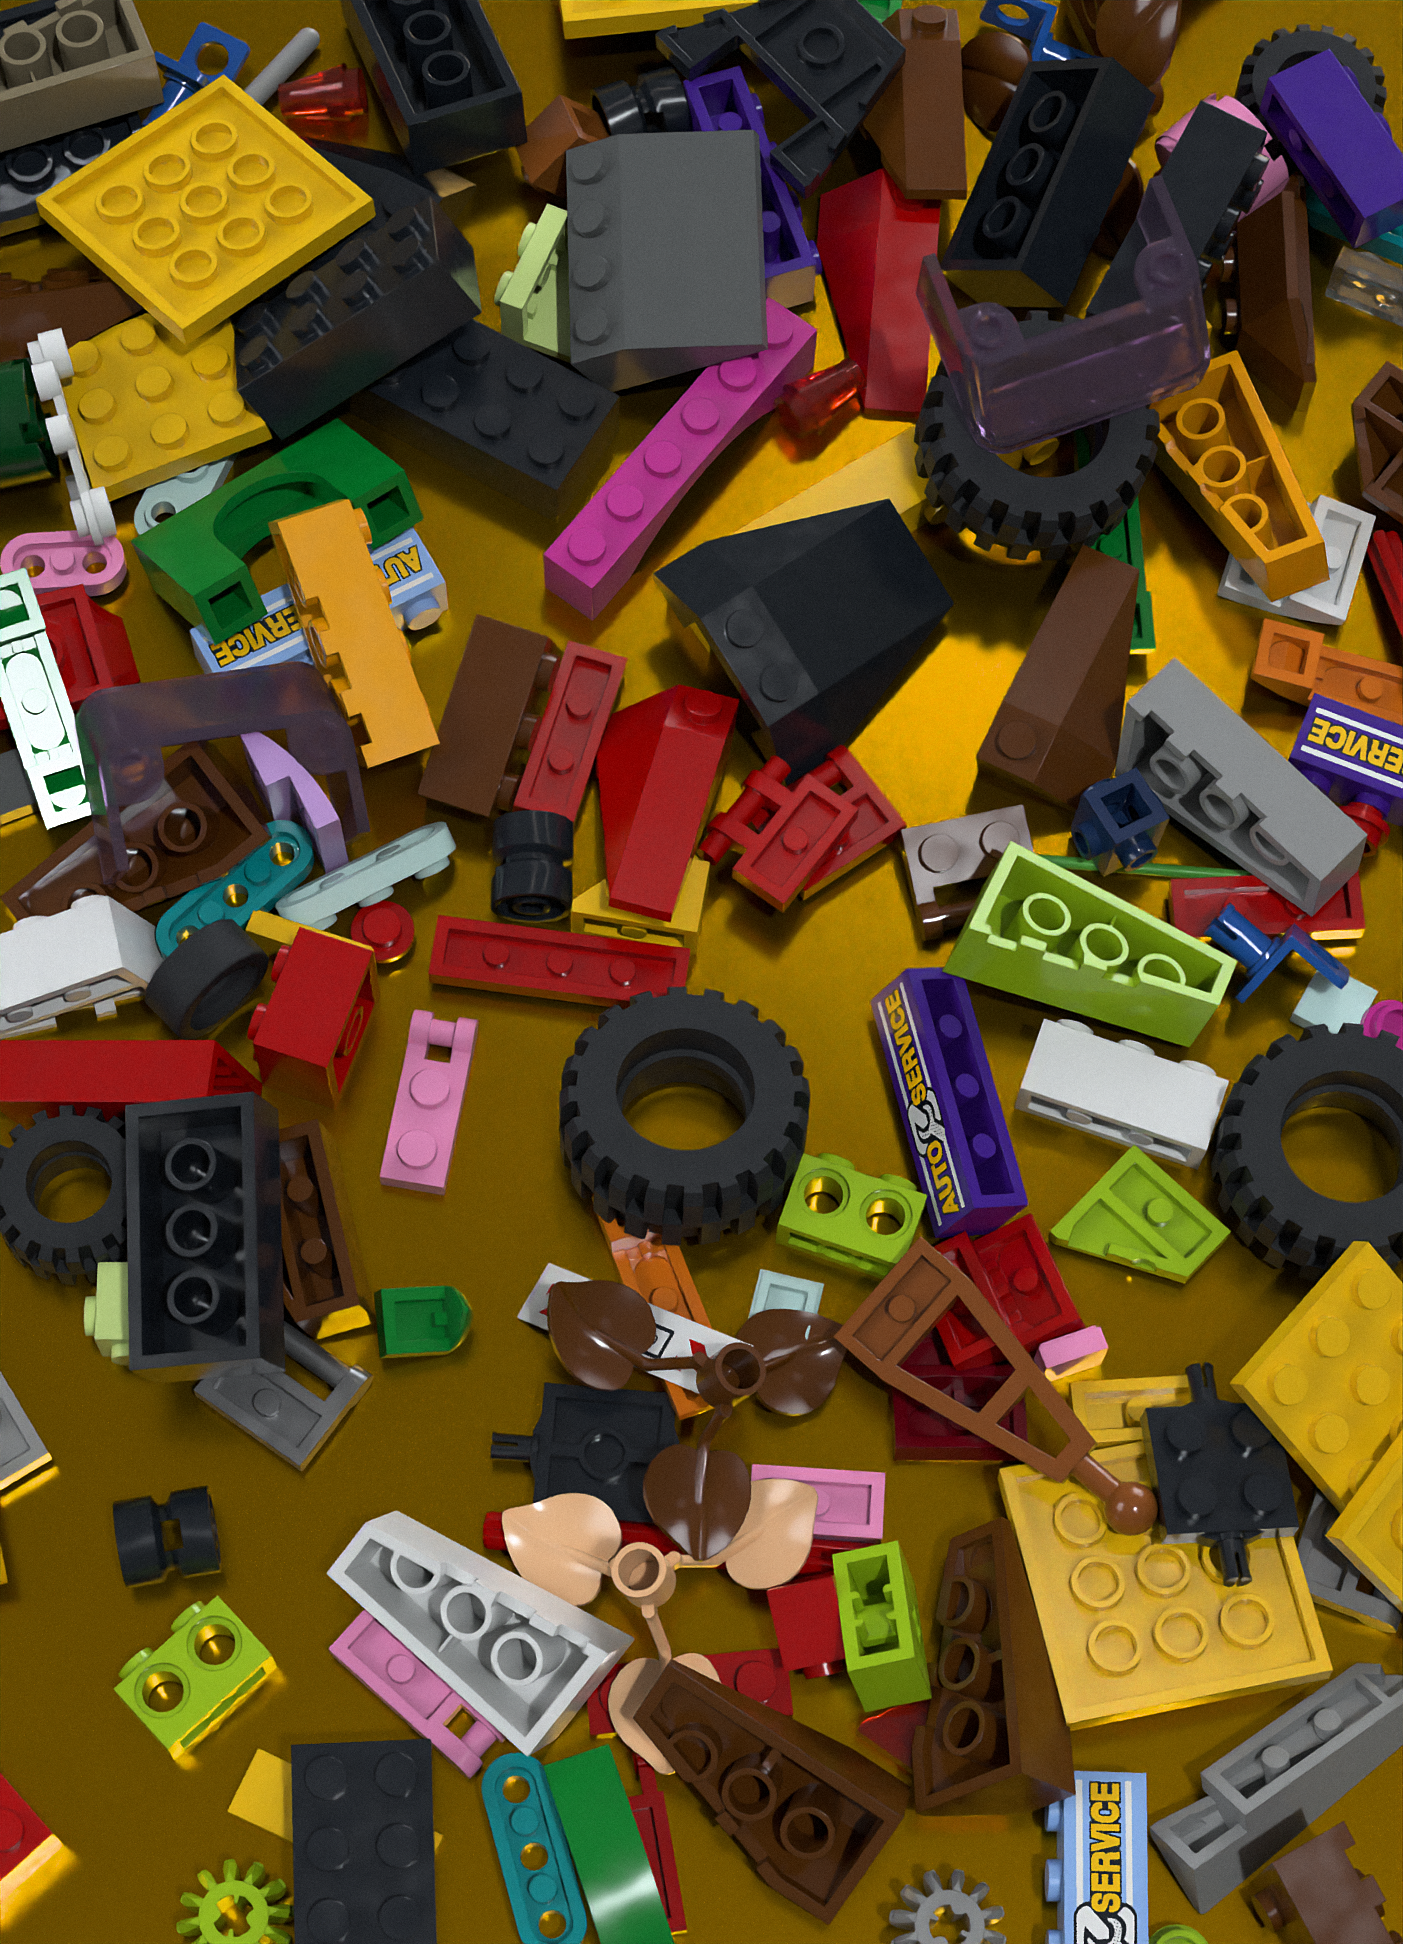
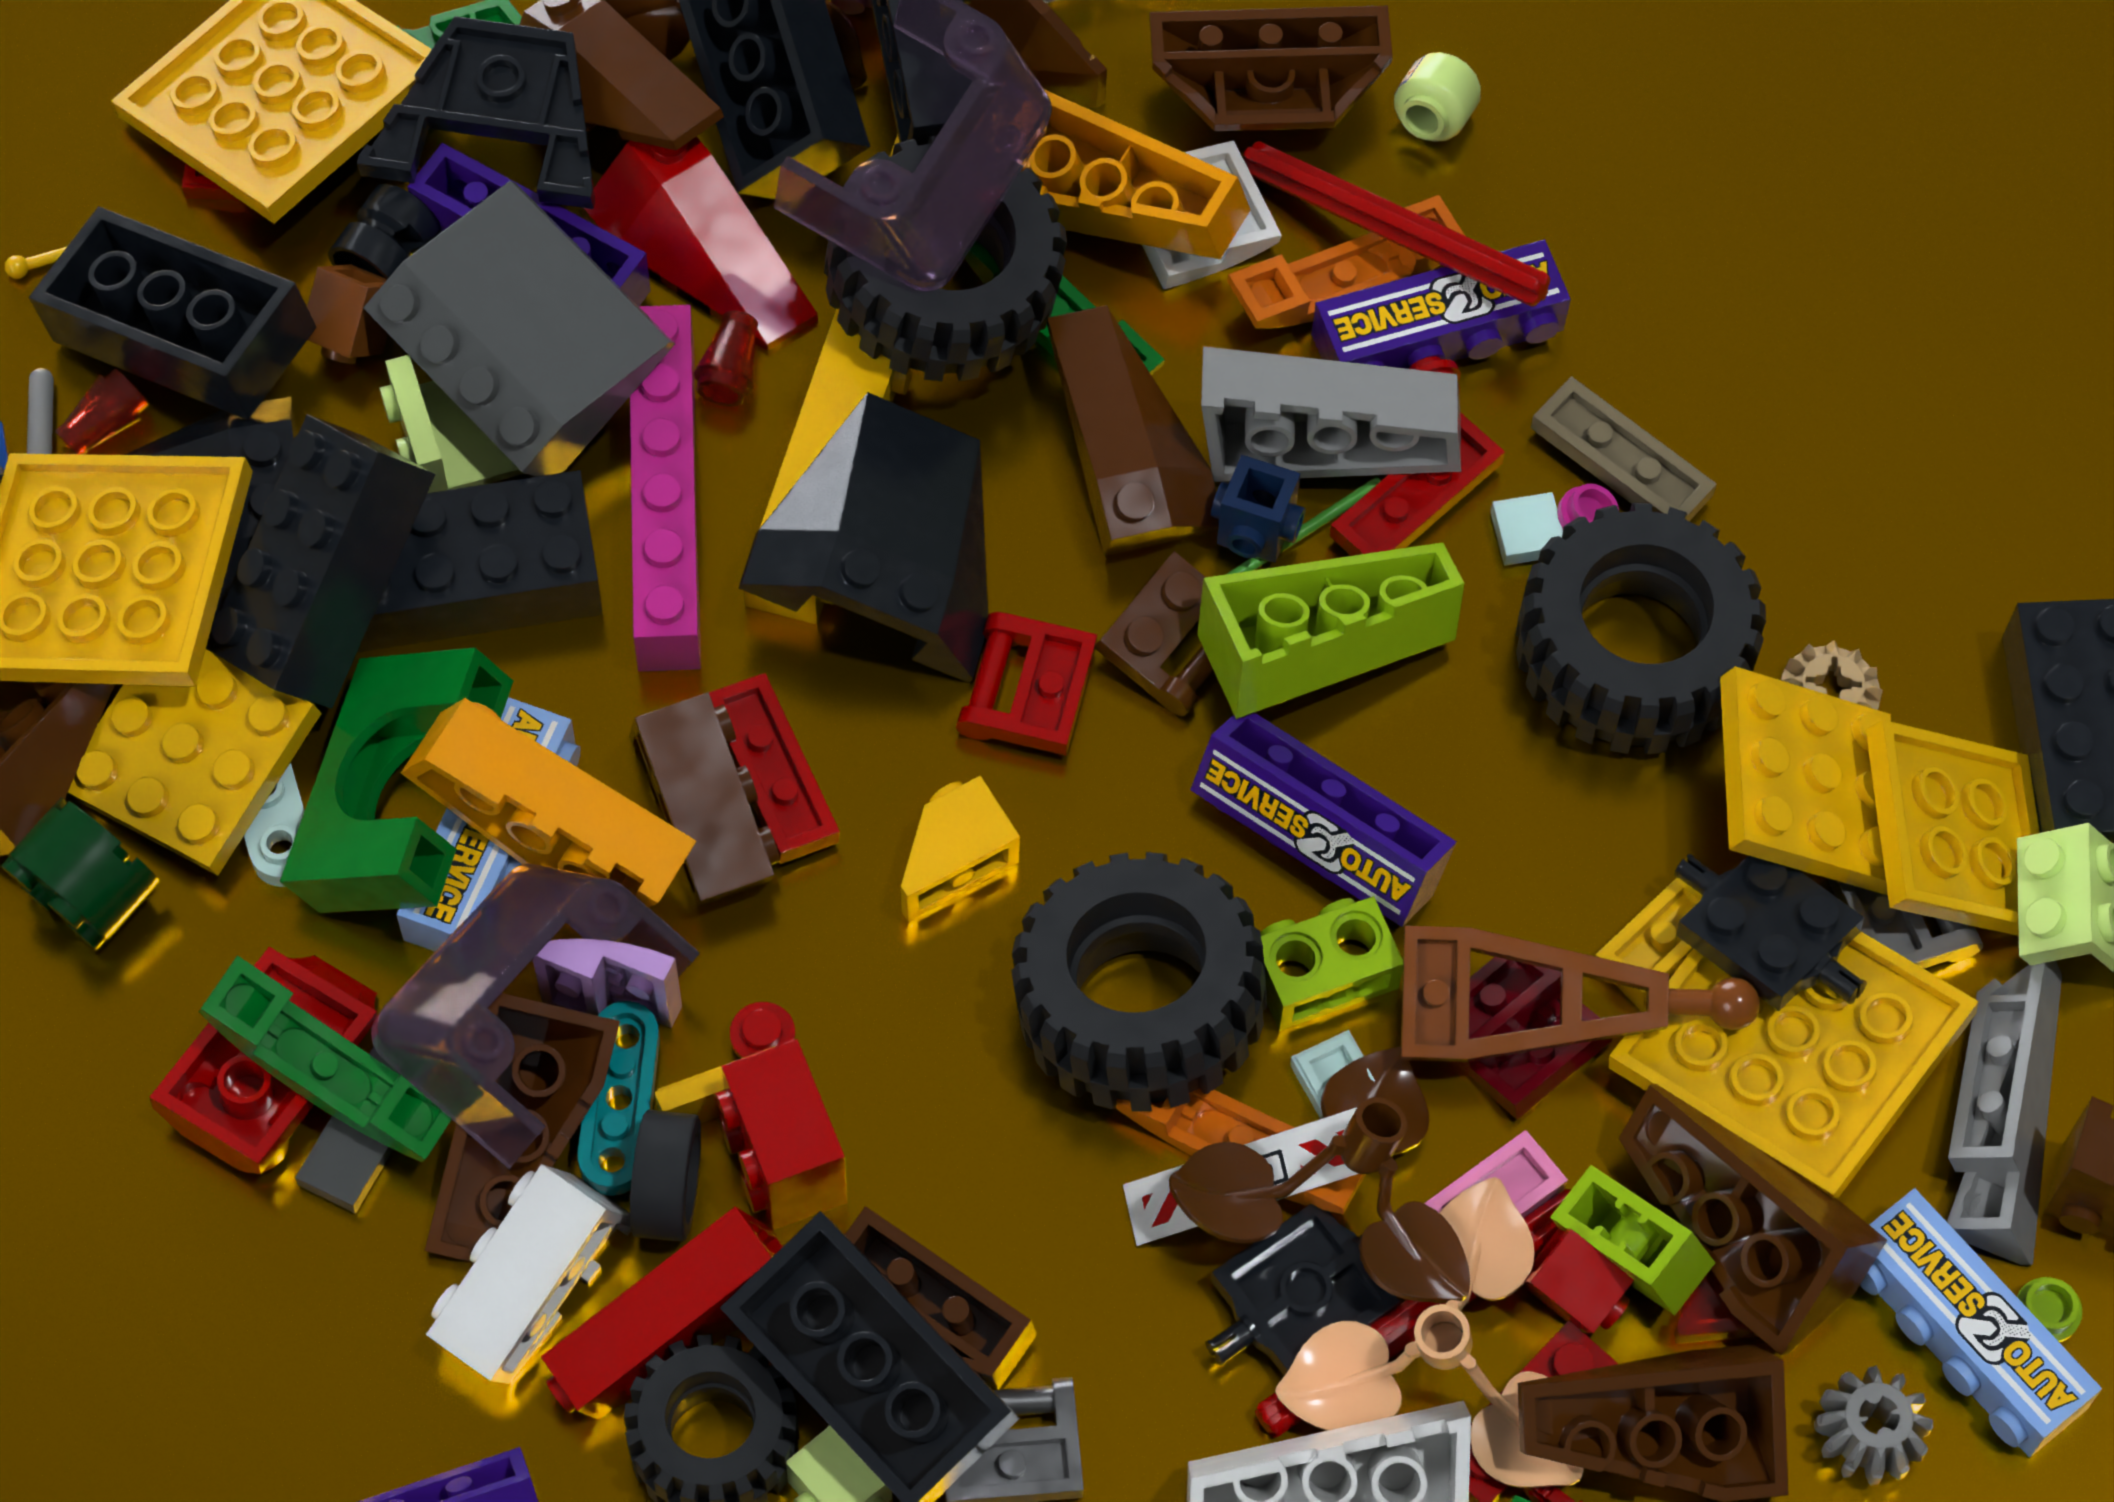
camera: 40 degrees left, 5 degrees down
(66, 560) = (224, 938): bright pink plate -> none
(89, 506) = (160, 834): white plant -> none
(369, 876) = (714, 997): light aqua plate -> none
(421, 1320) = (1075, 1301): green plate -> none
(428, 1104) = (921, 1137): bright pink plate -> none
(532, 869) = (832, 880): black wheel -> none
(552, 963) = (922, 951): red plate -> none
(656, 792) = (886, 746): red wedge -> none
(791, 844) = (1030, 712): red plate -> none
(1021, 1284) = (1500, 904): red slope -> none
(1071, 1353) = (1581, 924): bright pink tile -> none
(1122, 1092) = (1438, 711): white brick -> none
(1142, 1221) = (1538, 795): lime wing -> none
(1262, 954) = (1451, 526): blue bracket -> none

